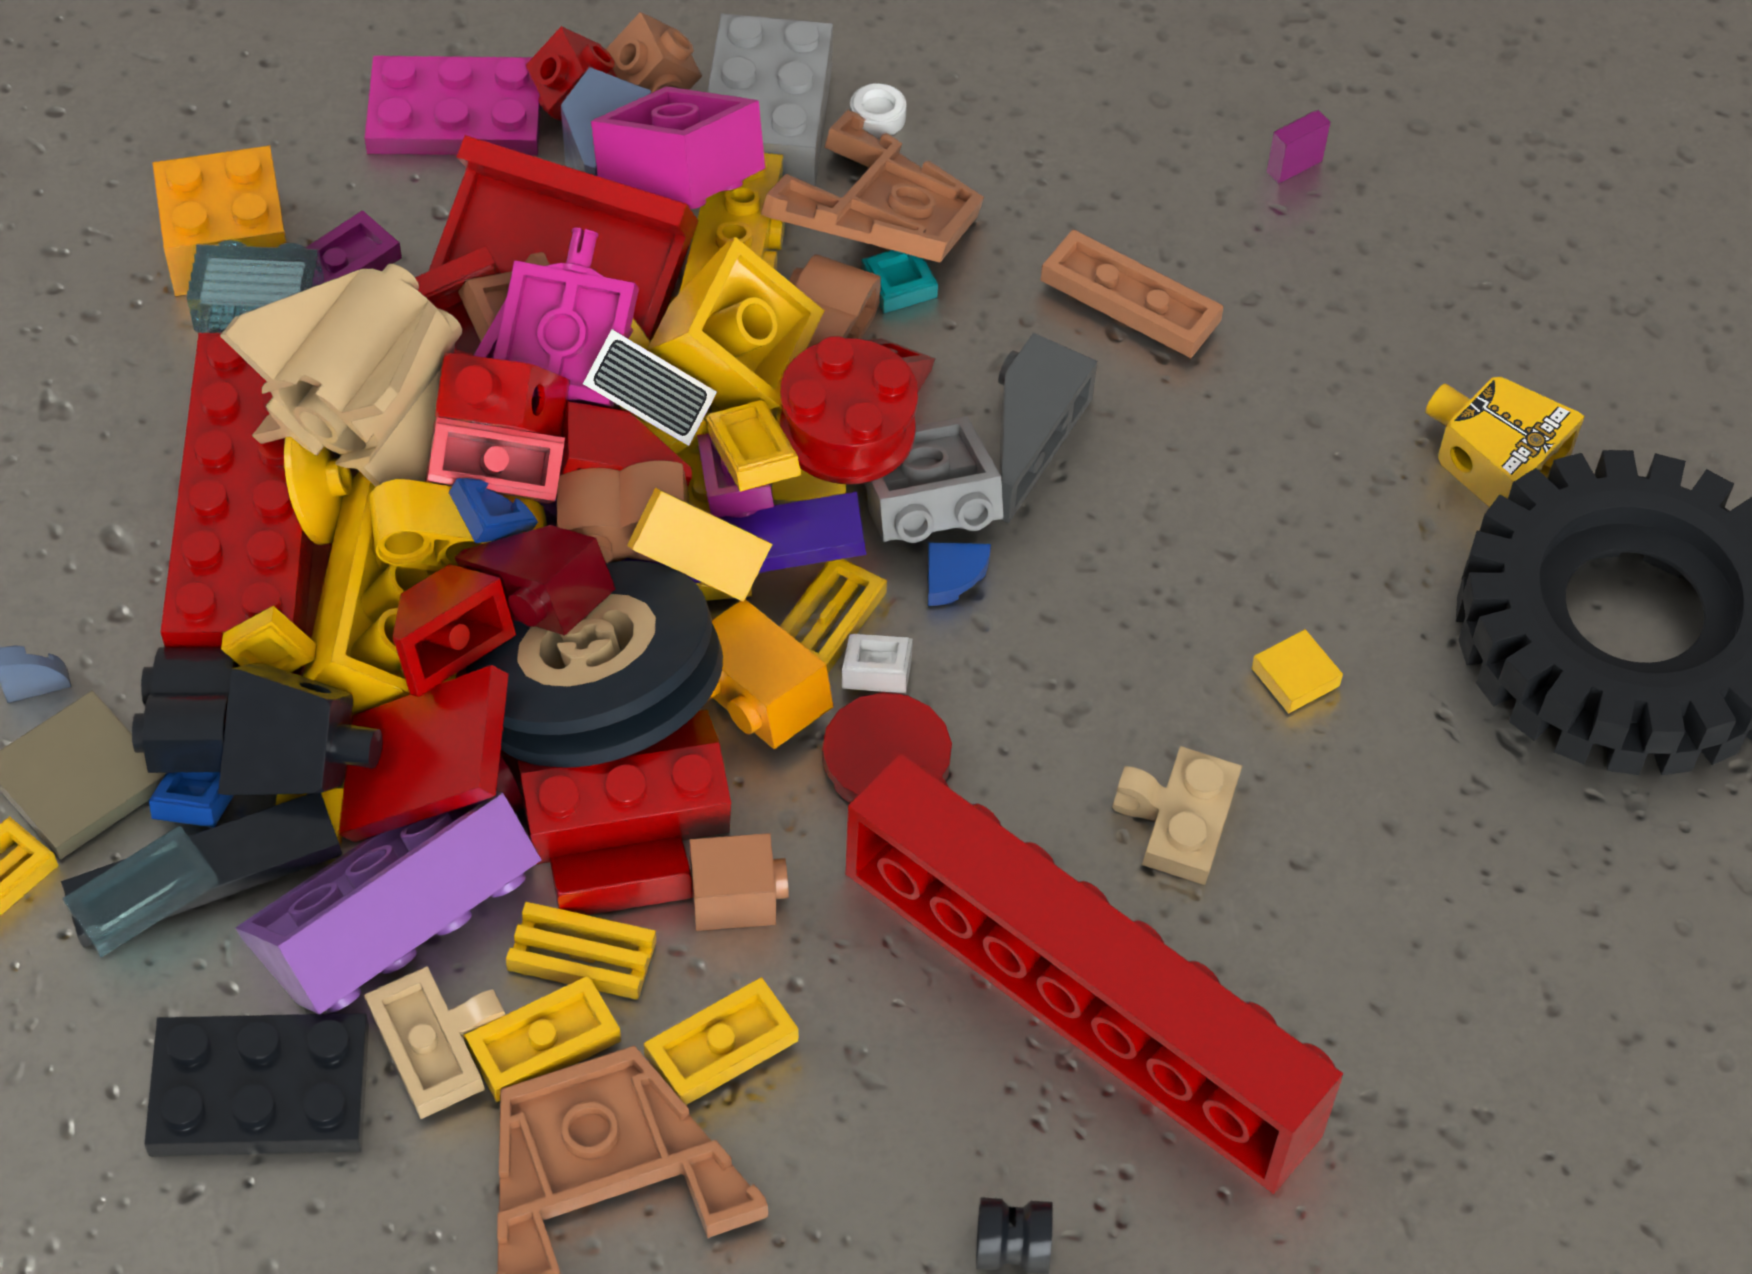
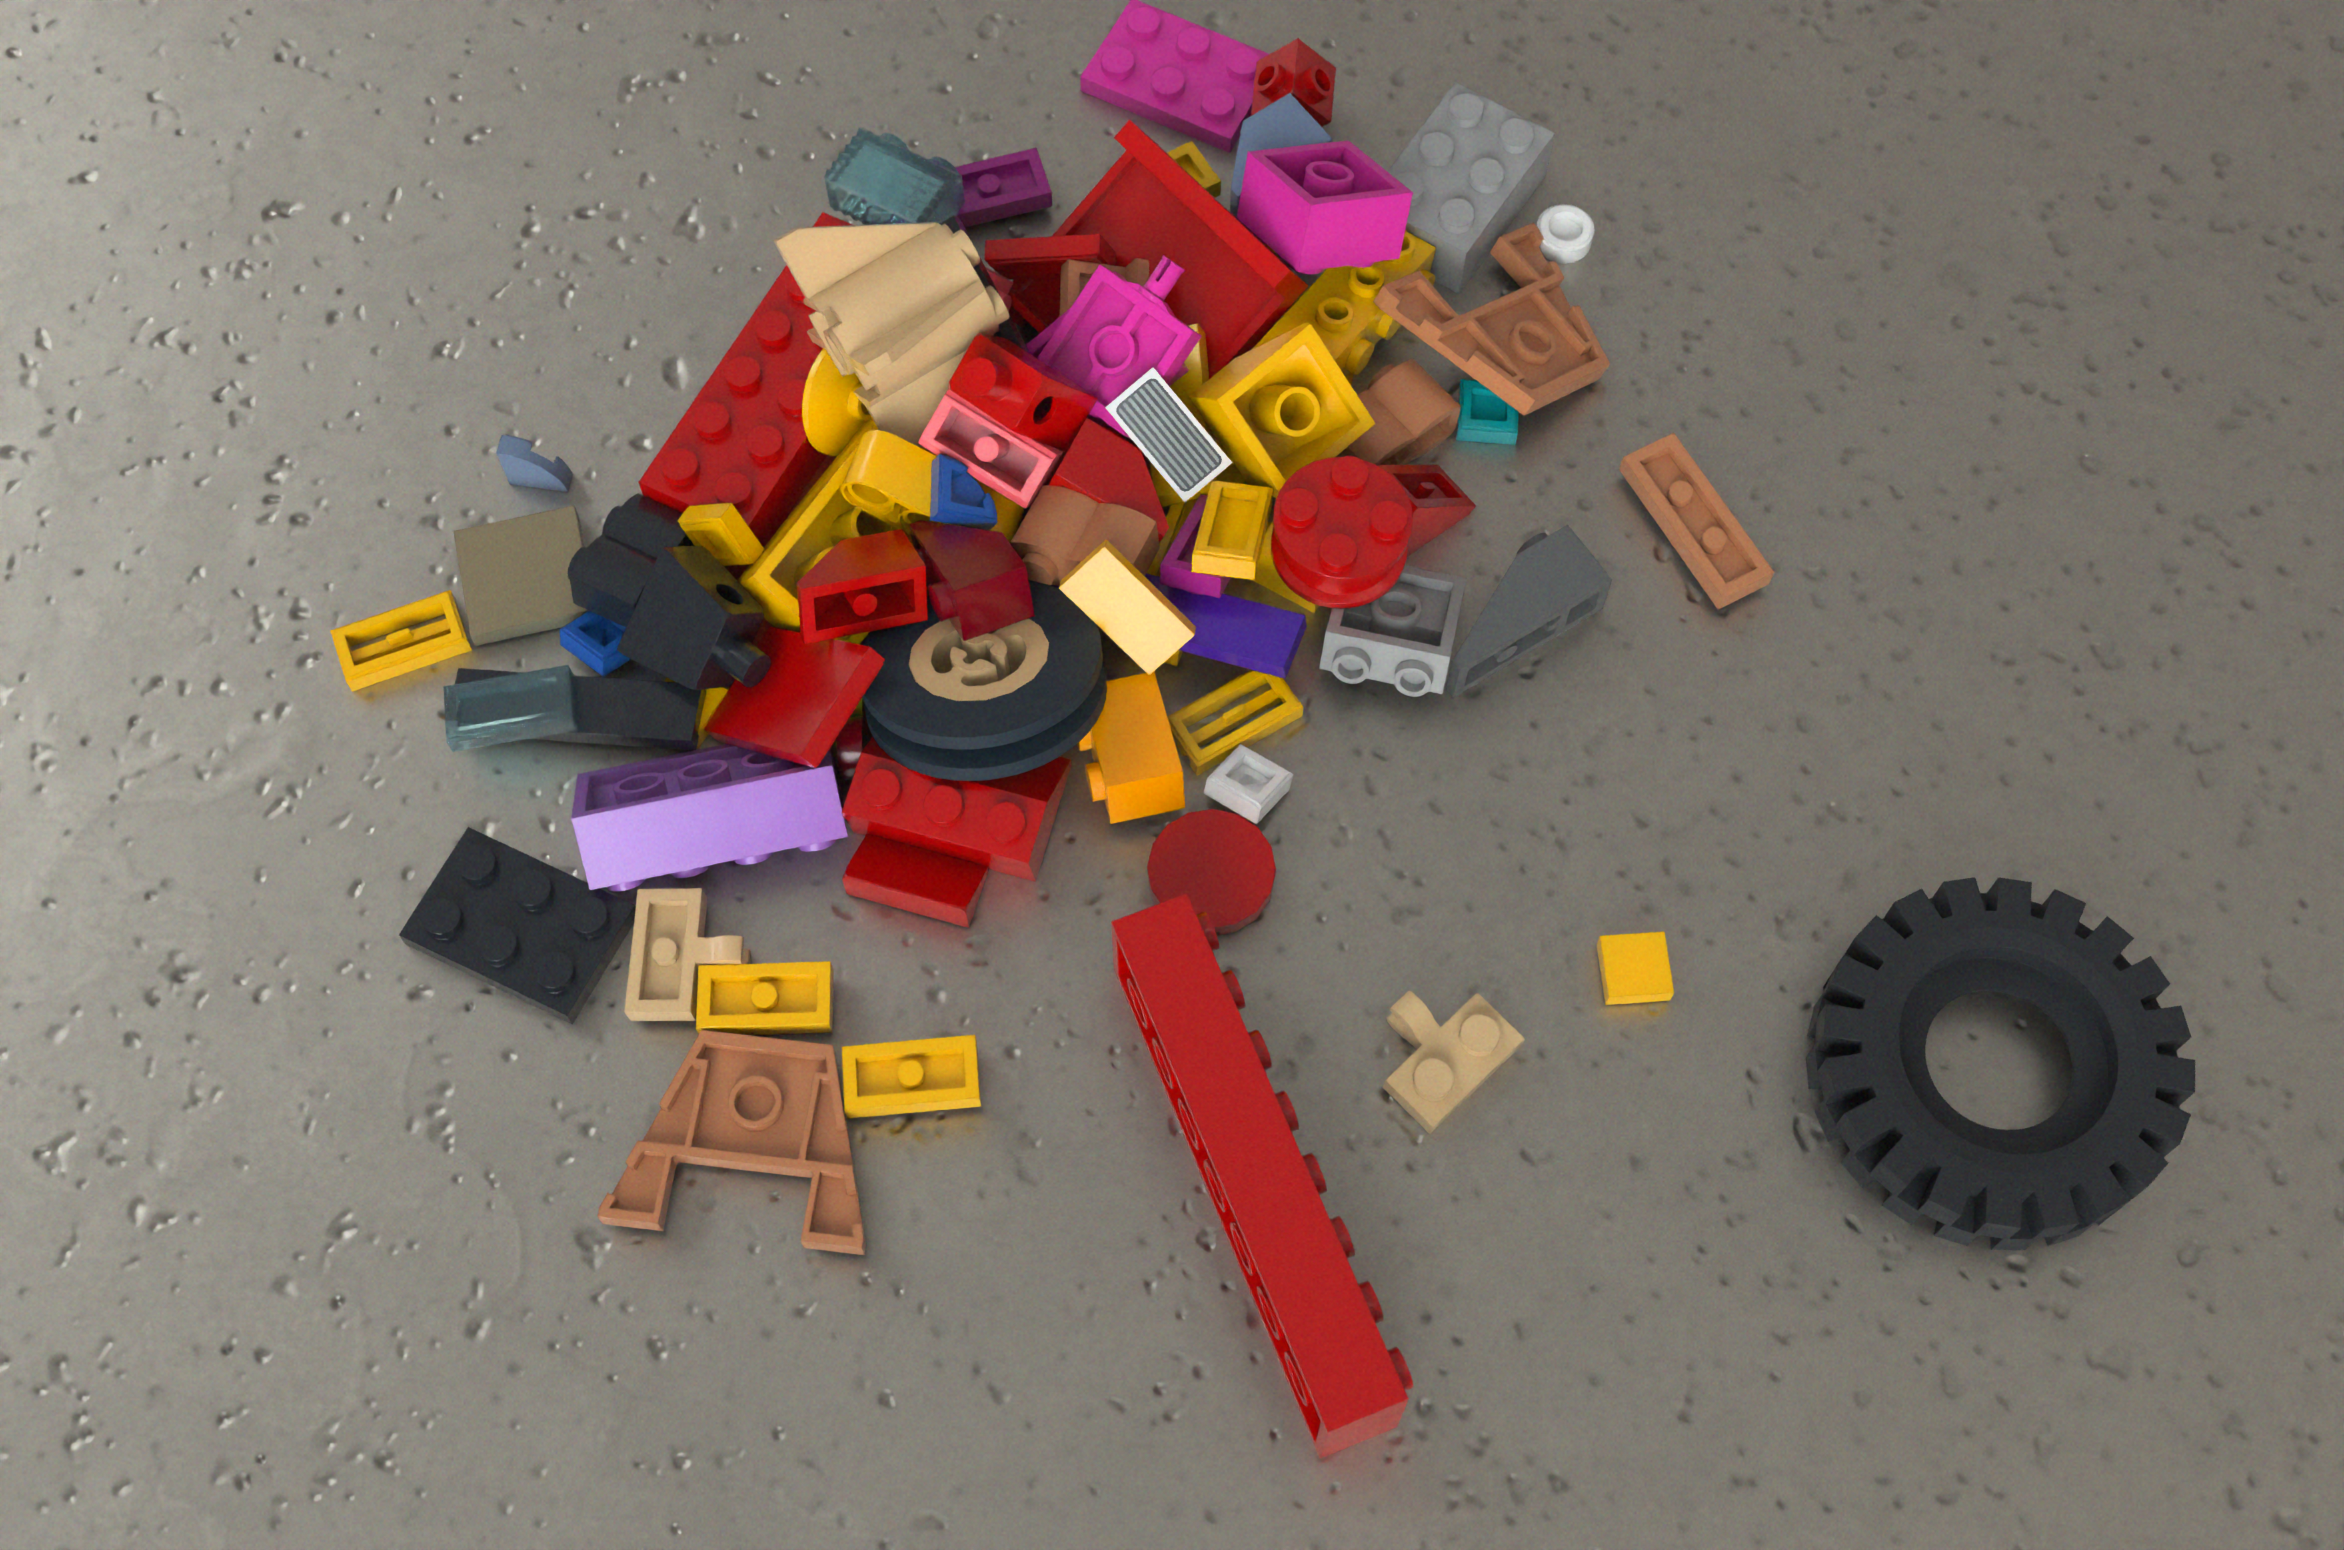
camera: 30 degrees right, 10 degrees up
(216, 201) = (917, 93): light orange brick -> none
(585, 940) = (808, 899): yellow tile -> none
(654, 55) = (1373, 105): nougat brick -> none
(736, 881) = (1004, 934): nougat brick -> none
(954, 569) = (1372, 723): blue tile -> none
(1014, 1235) = (1057, 1383): black wheel -> none
(1298, 146) = (1947, 437): magenta tile -> none
(1501, 435) = (1973, 824): yellow torso -> none

